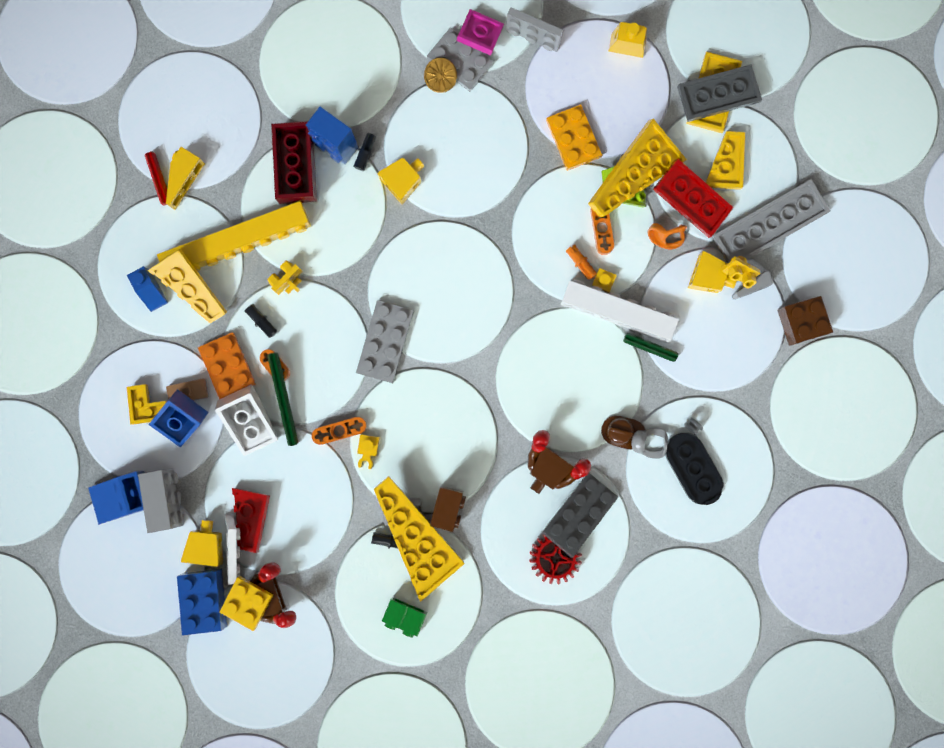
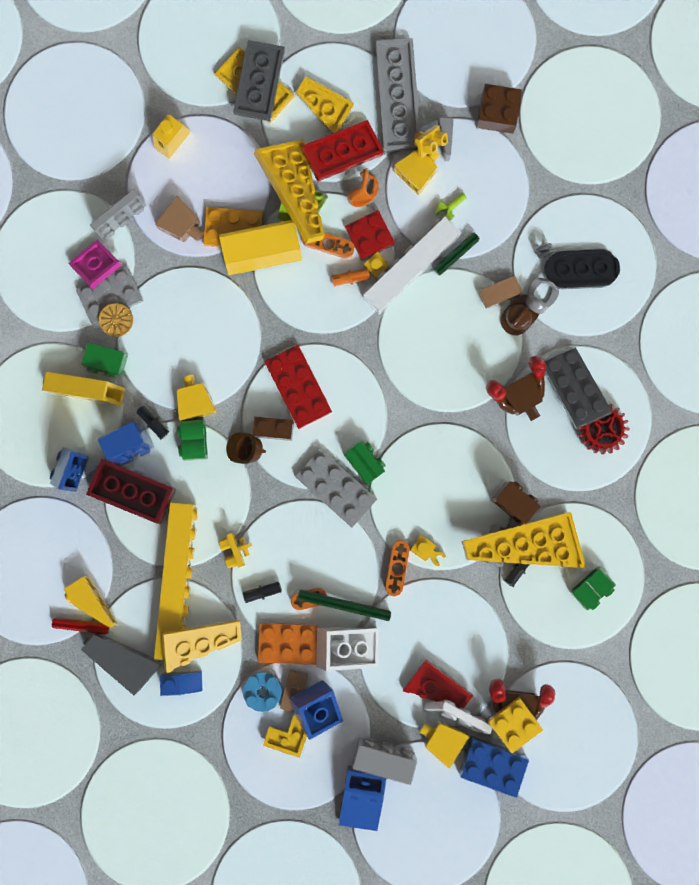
camera: 70 degrees left, 0 degrees up
(142, 228) = (121, 662): none -> dark grey slope
(168, 373) = (269, 700): none -> dark azure plate
(286, 100) = (68, 470): none -> blue slope
(365, 77) = (83, 388): none -> yellow slope
(366, 195) = (193, 440): none -> green brick
(380, 243) = (244, 448): none -> reddish brown piece
(399, 82) = (105, 360): none -> green brick
(410, 259) = (273, 428): none -> reddish brown brick
(419, 356) = (364, 462): none -> green brick
(459, 264) = (298, 387): none -> red plate
(555, 87) = (179, 221): none -> medium nougat torso
(567, 168) = (260, 247): none -> yellow slope
(628, 261) = (369, 235): none -> red plate
(635, 403) = (500, 292): none -> medium nougat slope
(691, 321) = (449, 207): none -> lime bar

